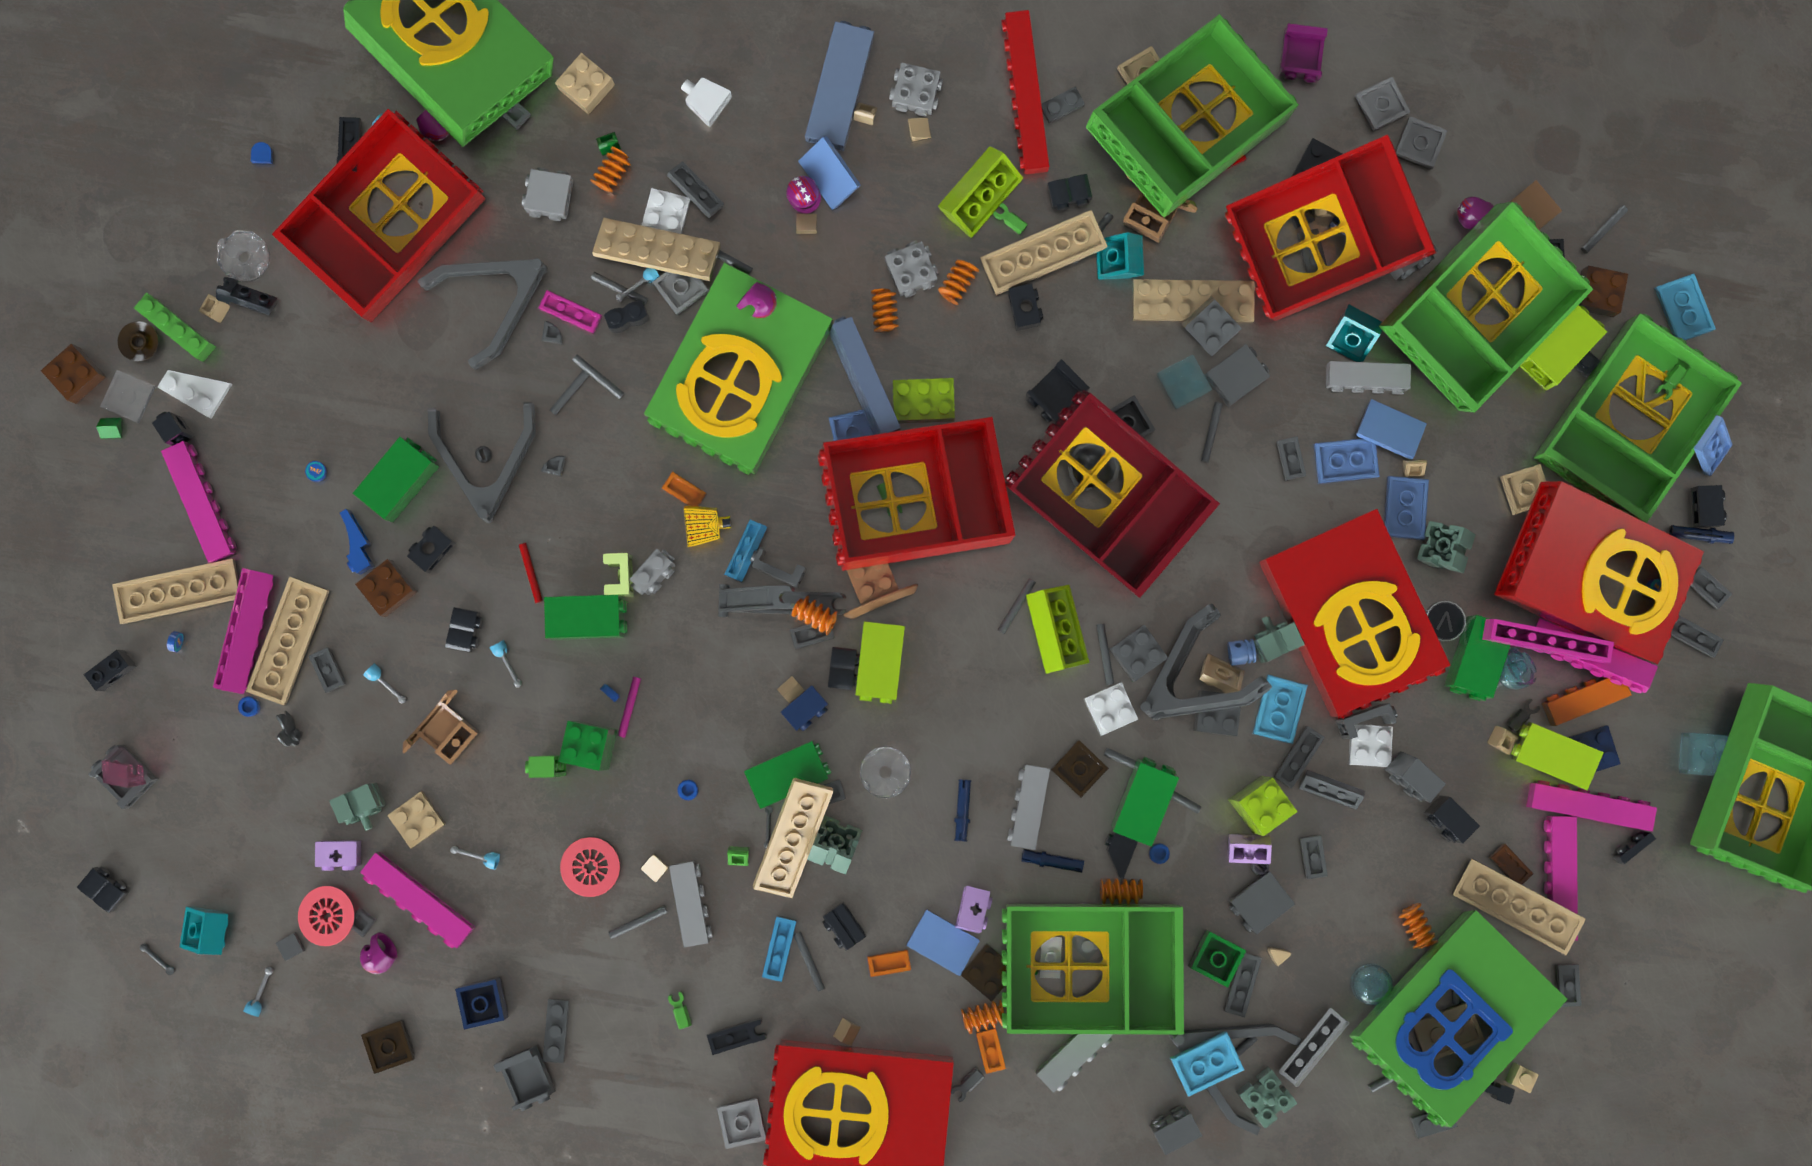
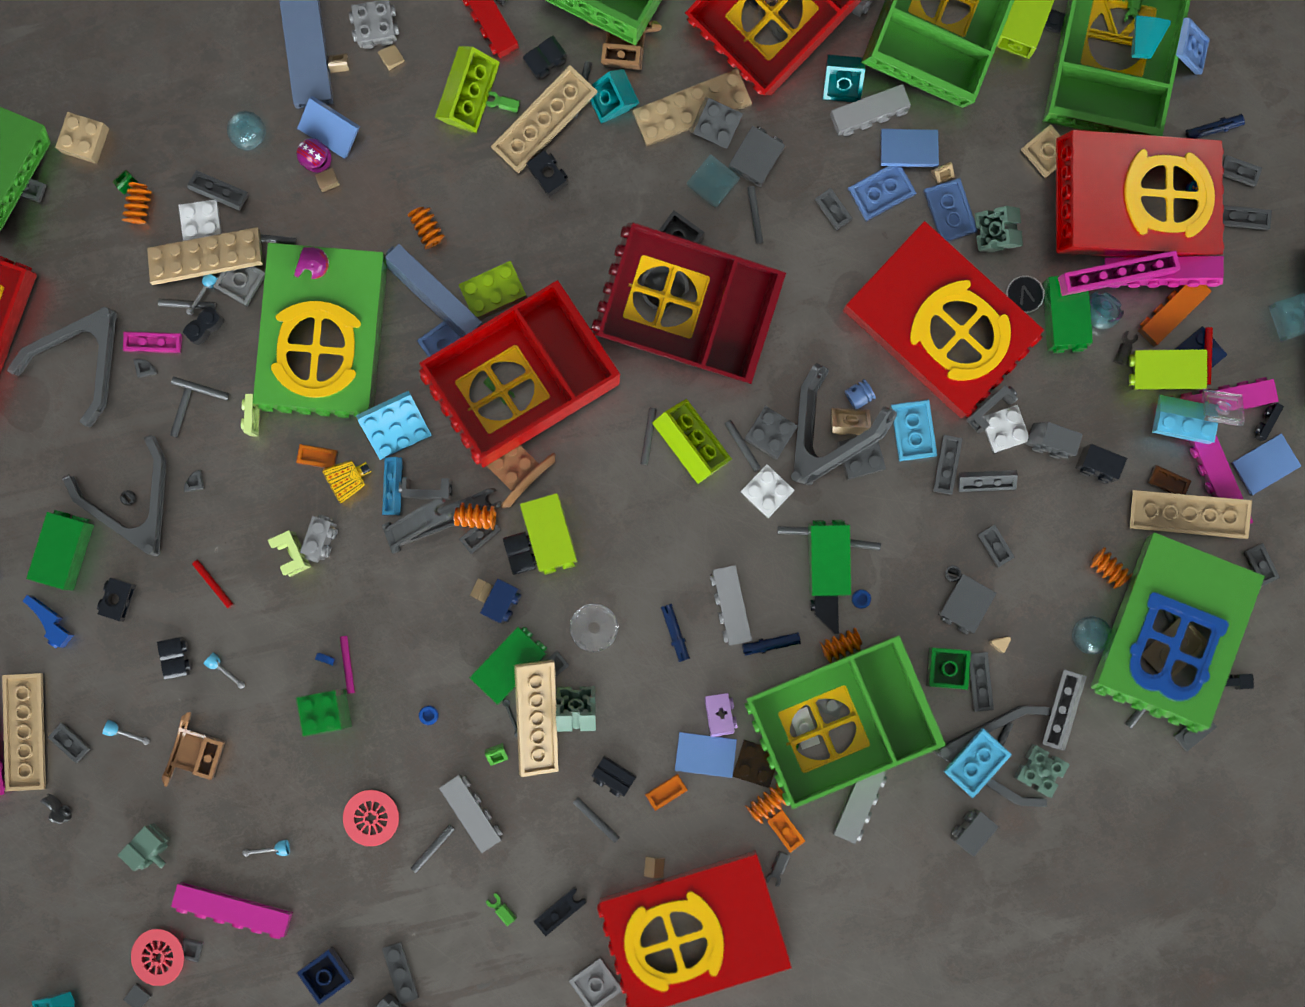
camera: 15 degrees left, 0 degrees up
(249, 706) = (14, 803): blue tile -> none
(326, 851) = (134, 900): lavender brick -> none
(376, 960) = (217, 977): magenta helmet -> none
(386, 588) = (91, 649): reddish brown brick -> none
(416, 819) = (202, 840): tan plate -> none
(545, 766) = (294, 746): bright green brick -> none
(547, 194) = (89, 247): light grey brick -> none
(585, 617) = (275, 602): green brick -> none
(635, 428) = (250, 422): none -> yellowish green plate
(655, 867) = (427, 794): slope -> none
(706, 99) = (194, 107): white torso -> none
(747, 142) = (246, 130): none -> clear light blue cylinder
(772, 492) = (393, 425): none -> medium azure plate
(779, 949) = (565, 820): dark azure plate -> none
(911, 268) = (435, 180): light grey brick -> none
(957, 280) = (478, 175): orange piece -> none
(1056, 391) = (604, 235): black panel -> none
(1079, 768) = (761, 554): dark brown plate -> none
(1249, 849) = (937, 562): lavender brick -> none
(1262, 805) = (932, 519): lime brick -> none
(1276, 640) = (885, 371): sand green brick -> none
(1502, 739) = (1117, 376): tan slope -> none
(1521, 1077) = (1254, 661): tan brick -> none
(1553, 811) = (1183, 420): none -> medium azure slope
(1595, 815) = (1223, 407): none -> clear tile
(1605, 748) = (1208, 346): none -> red bar
(1613, 888) = (1266, 464): none -> medium blue tile
(1673, 417) = (1147, 35): none -> teal slope
(1708, 506) = (1210, 100): black brick -> none

